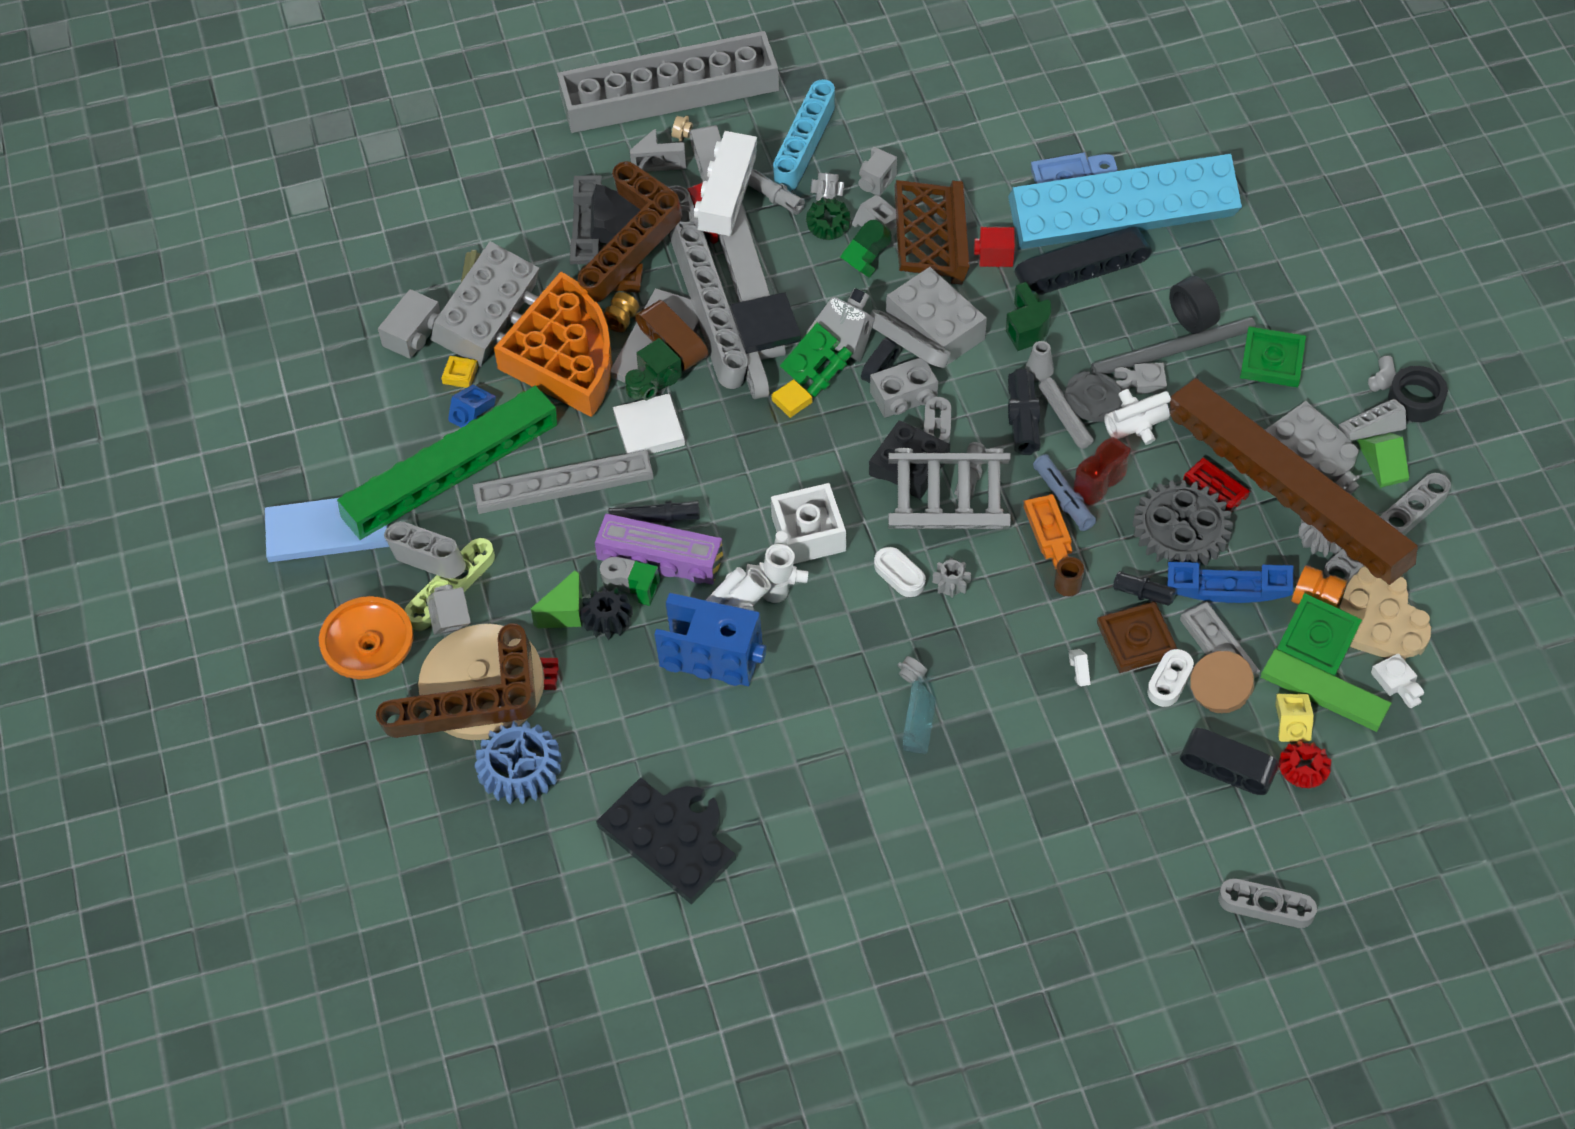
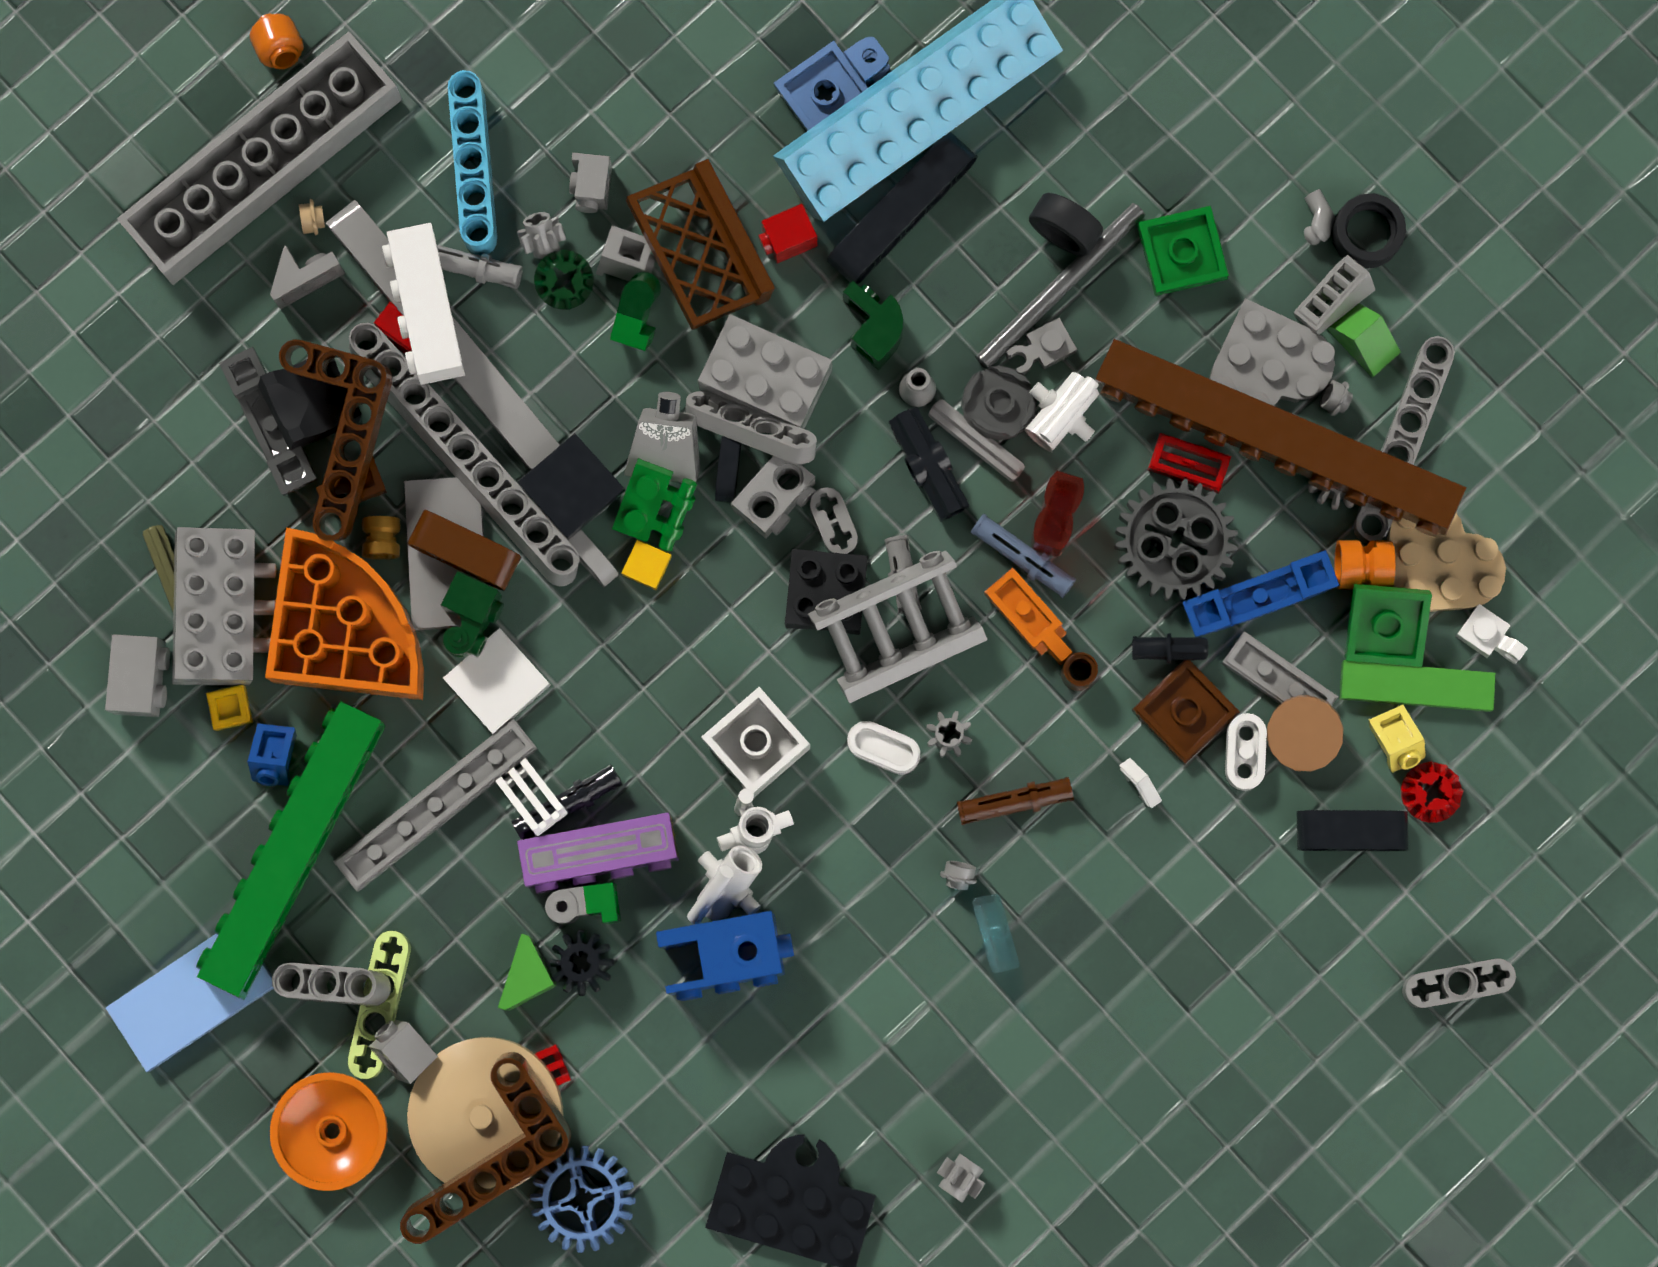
camera: 25 degrees left, 25 degrees up
(630, 488) = (516, 777): none -> white tile
(715, 26) = (276, 41): none -> orange head
(806, 867) = (961, 1178): none -> light grey gear
(978, 640) = (1015, 800): none -> reddish brown pin

